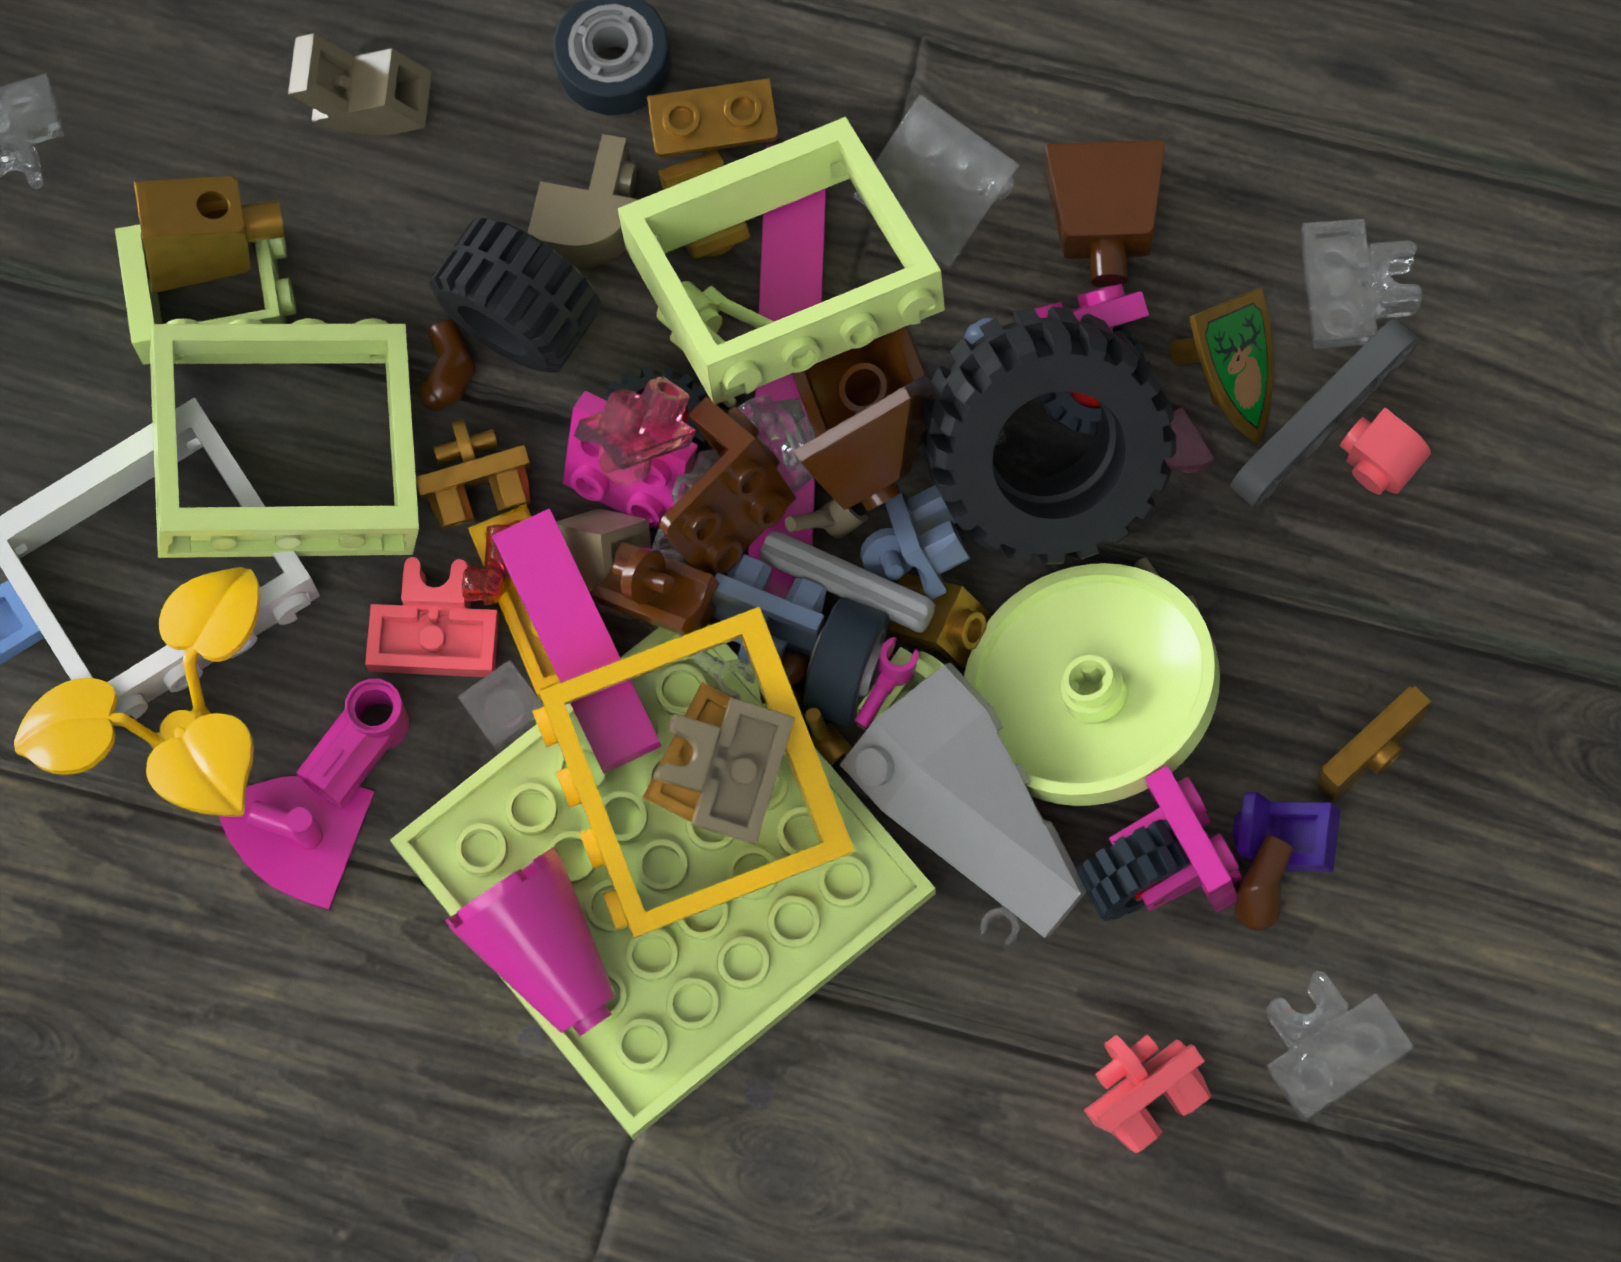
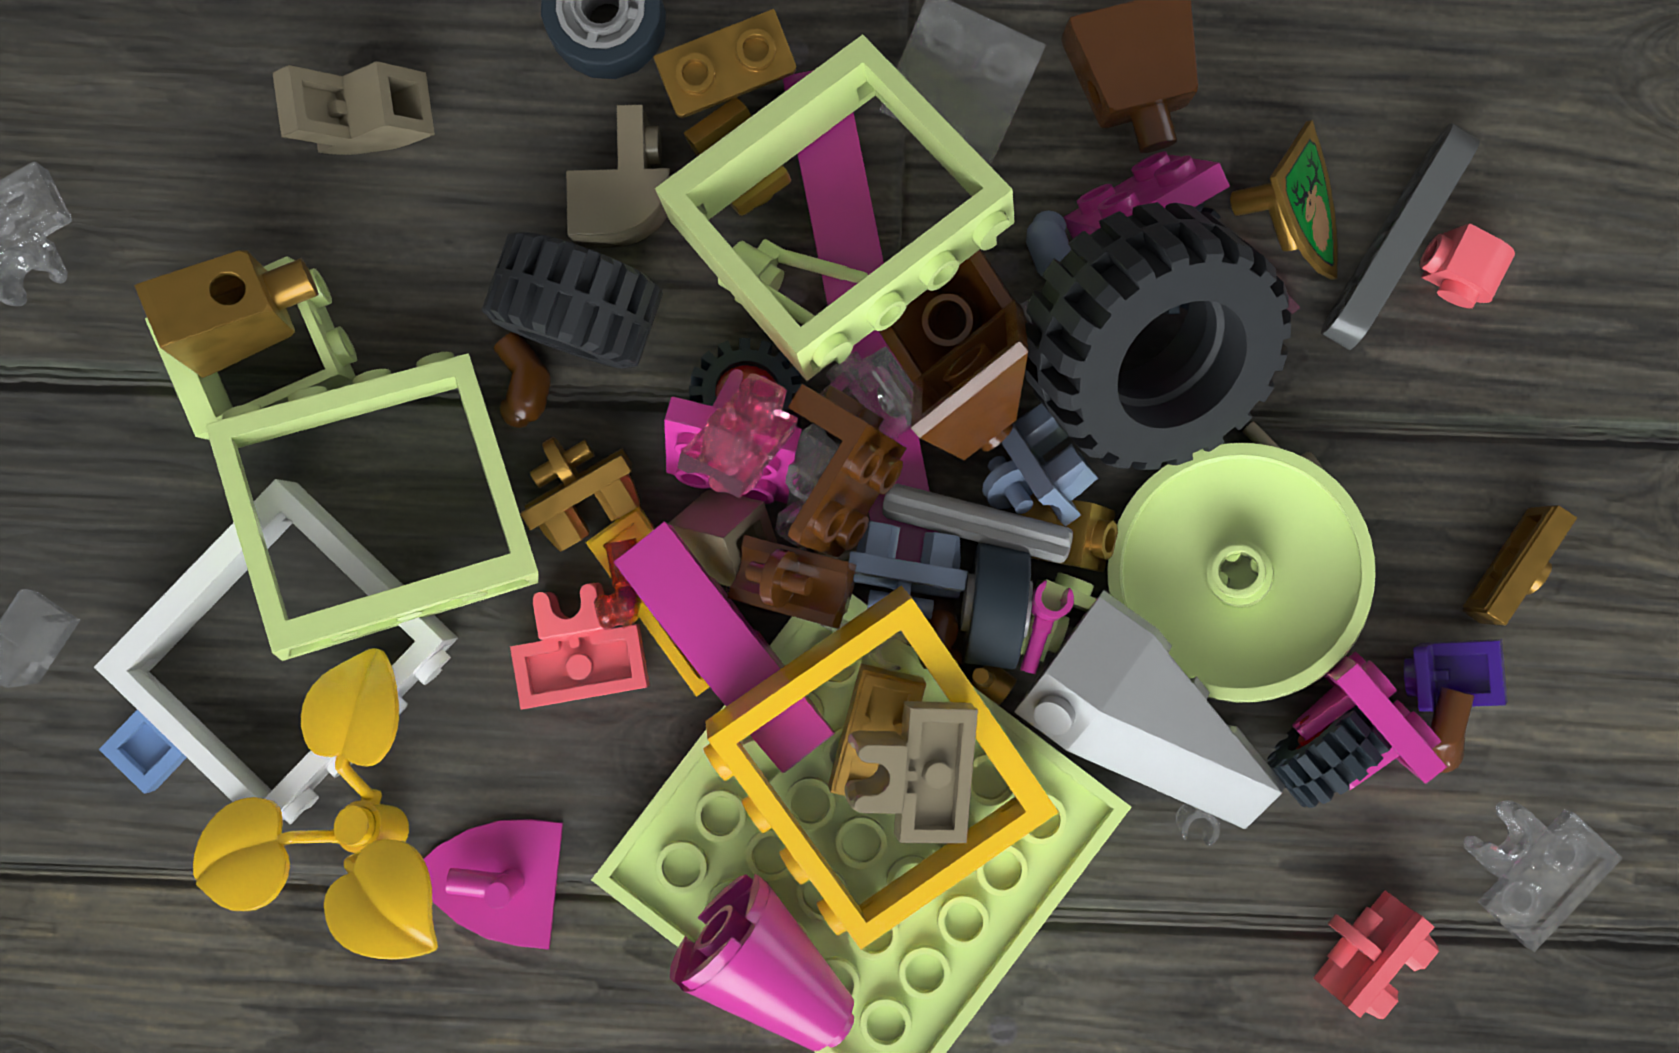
camera: 15 degrees left, 15 degrees up
(351, 747) = (530, 793): dark pink piece -> none
(501, 705) = (666, 716): clear plate -> none
(830, 517) = (931, 458): dark tan hand -> none
(1352, 283) = (1396, 93): clear plate -> none

